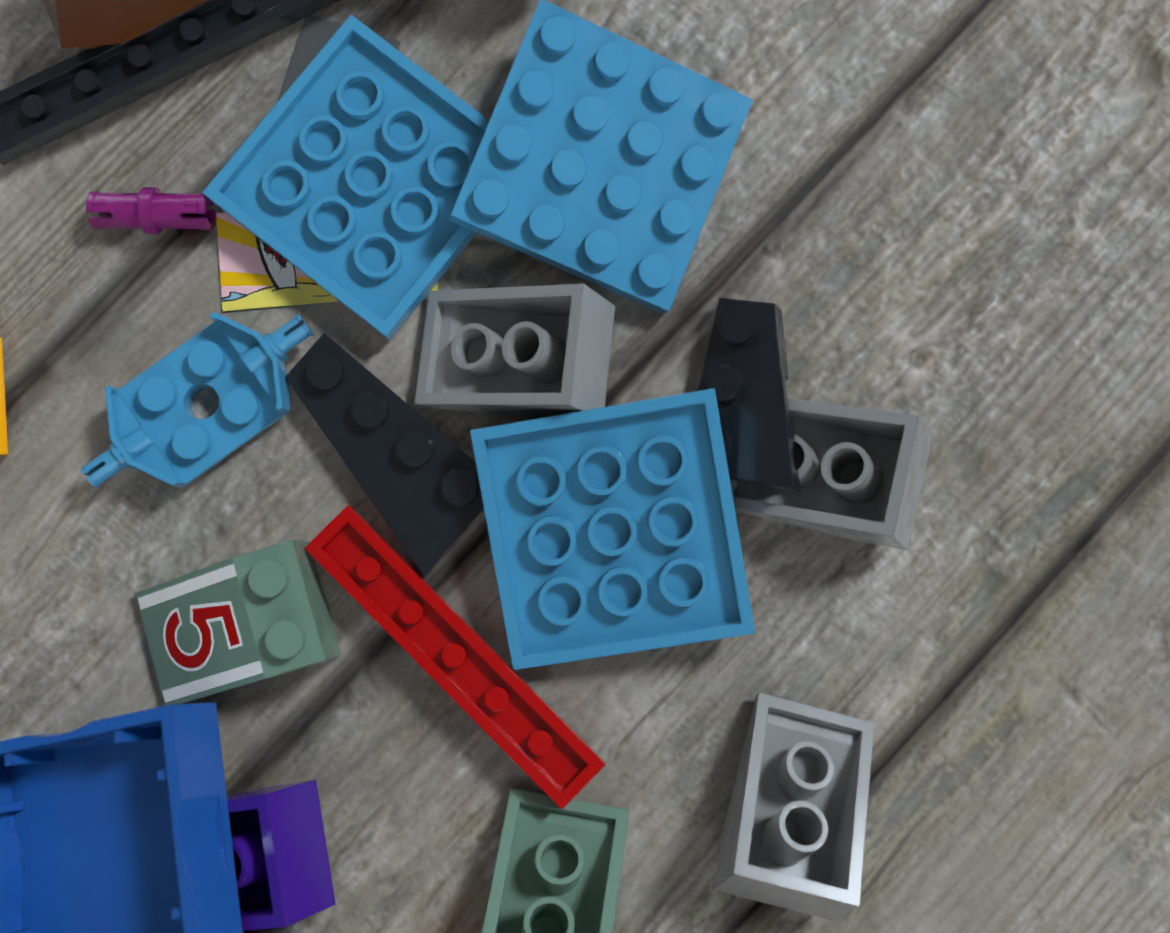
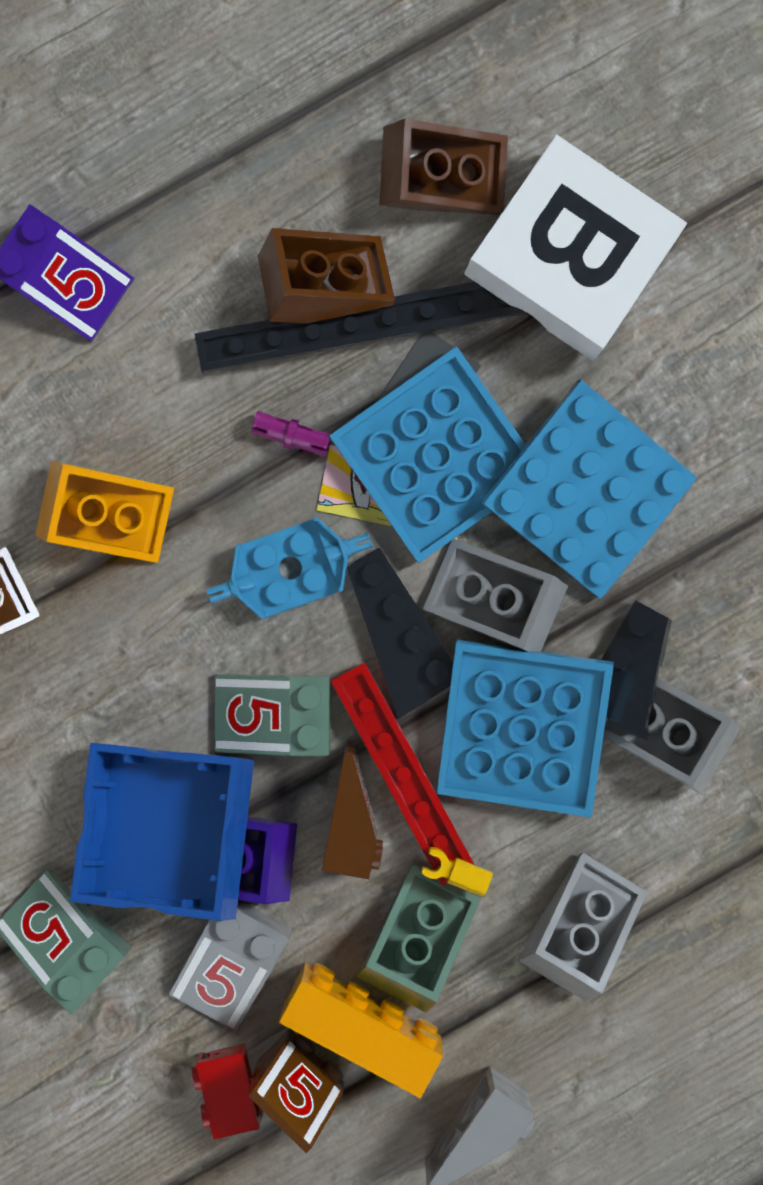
camera: 15 degrees right, 5 degrees up
(392, 755) = (352, 835): none -> reddish brown slope
(580, 782) = (459, 873): none -> yellow bar

